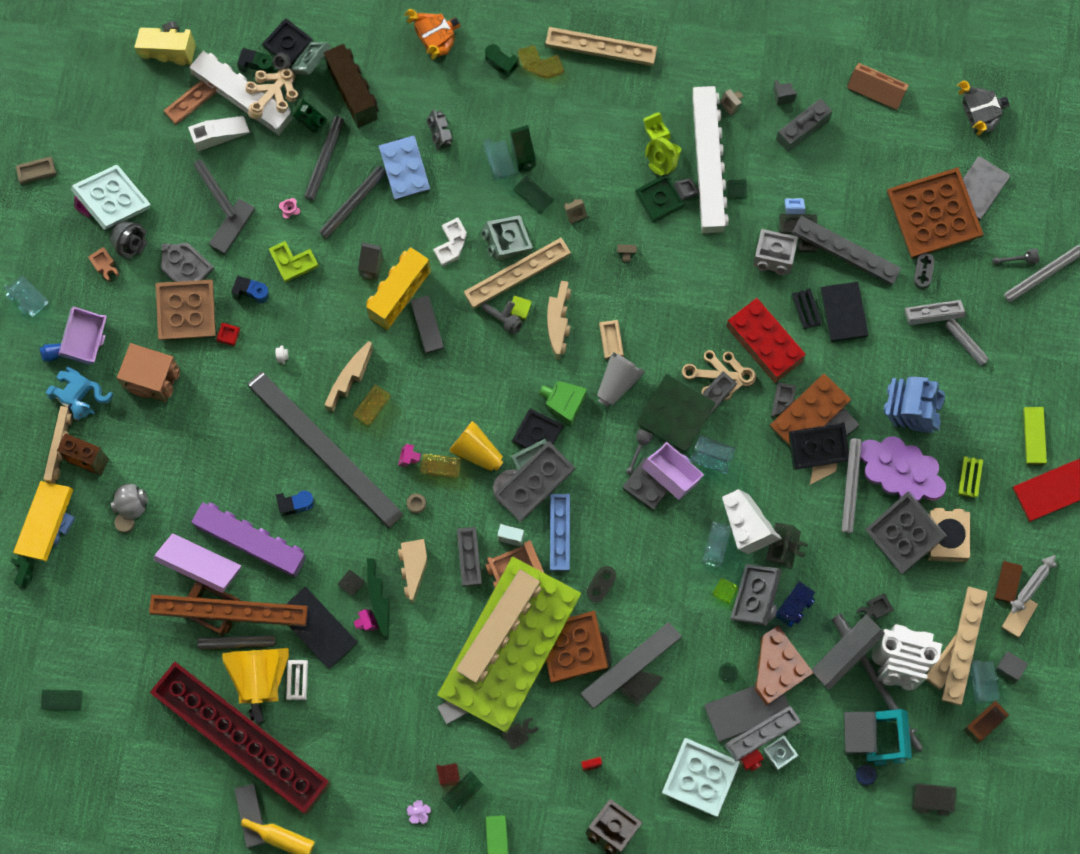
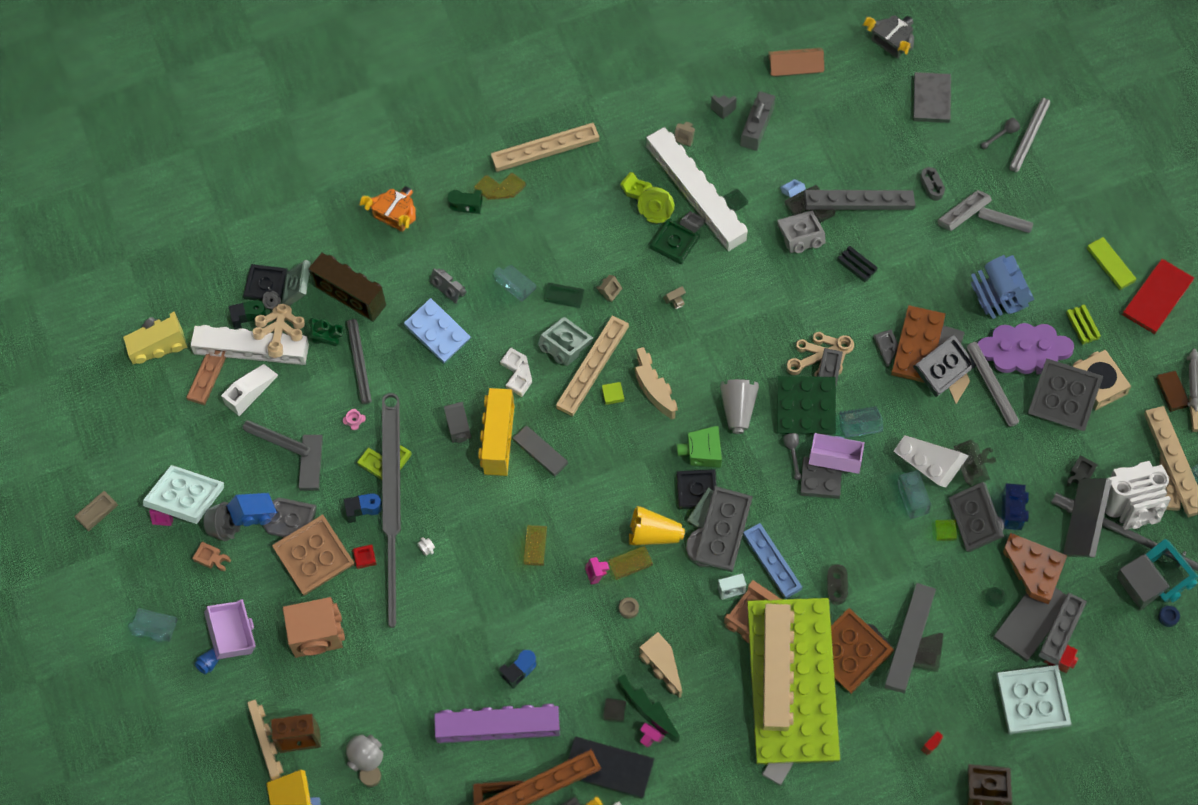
camera: 30 degrees left, 10 degrees down
(74, 392) = (252, 681): dark azure animal -> none
(155, 243) = (251, 509): none -> blue brick
(197, 563) = (463, 771): lavender tile -> none
(280, 292) = (391, 493): none -> dark grey piece
(325, 450) = (517, 606): dark grey beam -> none
(352, 202) = (409, 379): dark grey axle -> none
(353, 371) = (500, 526): tan slope -> none
(469, 556) = (706, 626): dark grey plate -> none
(512, 324) = (616, 409): dark grey piece -> none
(517, 735) = (850, 755): clear smoke plate -> none
(522, 148) = (532, 259): dark green slope -> none
(611, 338) = (708, 376): tan tile -> none
(765, 340) = (842, 305): red brick -> none
(780, 752) = (1086, 638): light aqua piece -> none
(844, 311) = (890, 249): black tile -> none
(934, 213) = (910, 133): dark orange plate -> none

